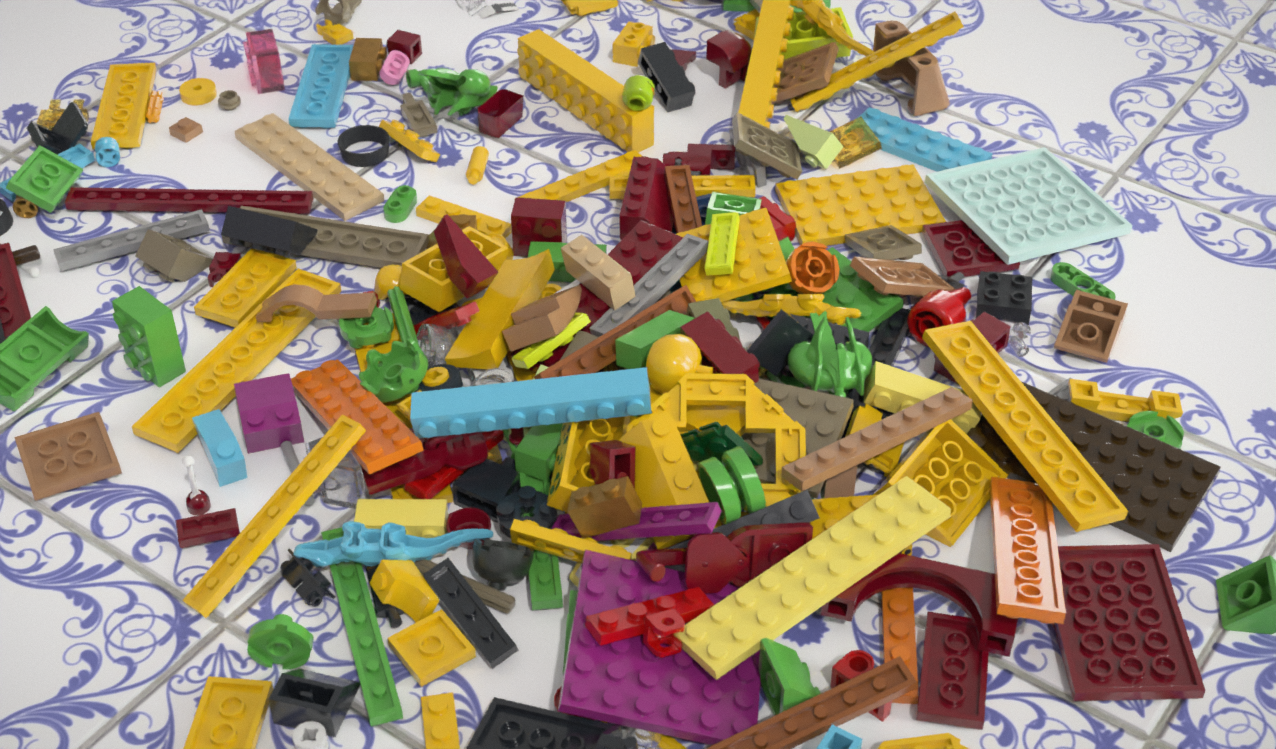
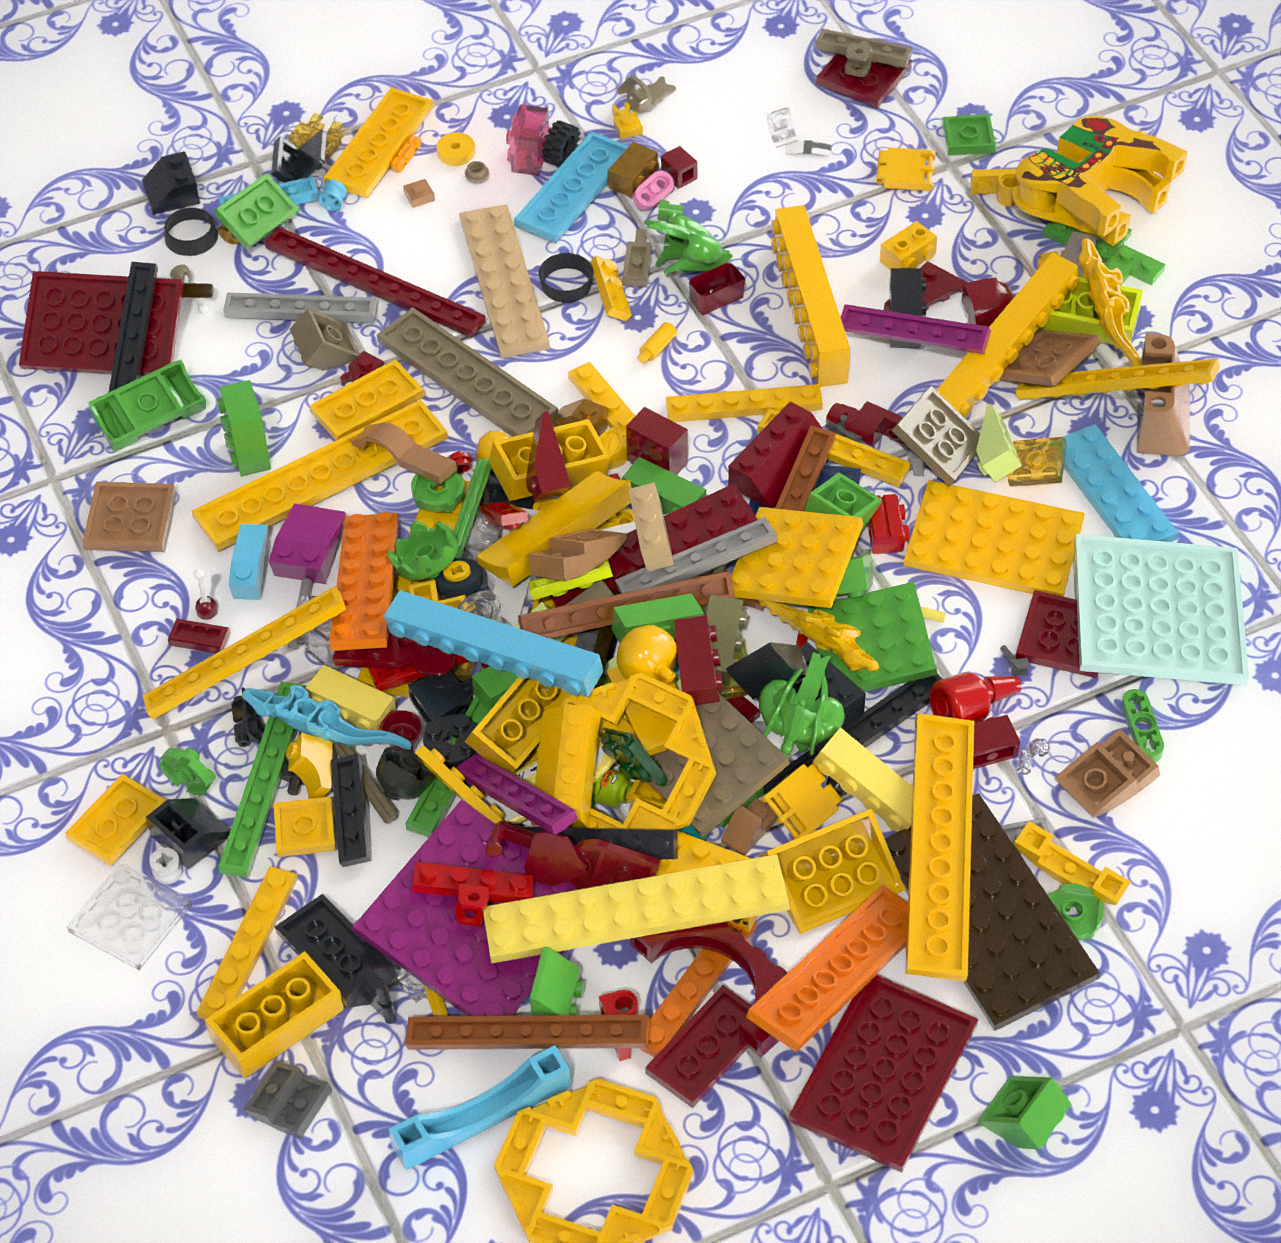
camera: 30 degrees right, 10 degrees up
(266, 232) = (412, 350): black slope -> none
(293, 56) = (560, 142): none -> black tyre
(400, 204) = (562, 357): bright green plate -> none
(605, 507) = (495, 769): pearl gold brick -> none
(612, 461) = (525, 739): dark red slope -> none
(638, 92) = (836, 329): lime head -> none
(705, 78) = (915, 329): none -> magenta plate
(722, 244) = (788, 541): neon yellow plate -> none
(732, 484) = (609, 796): bright green wheel -> none
(812, 268) = (861, 602): orange cylinder -> none
(875, 439) = (782, 806): medium nougat plate -> none
(884, 243) = (971, 597): dark tan plate -> none
(899, 277) = (954, 643): medium nougat plate -> none
(1005, 296) = (1050, 704): black brick -> none

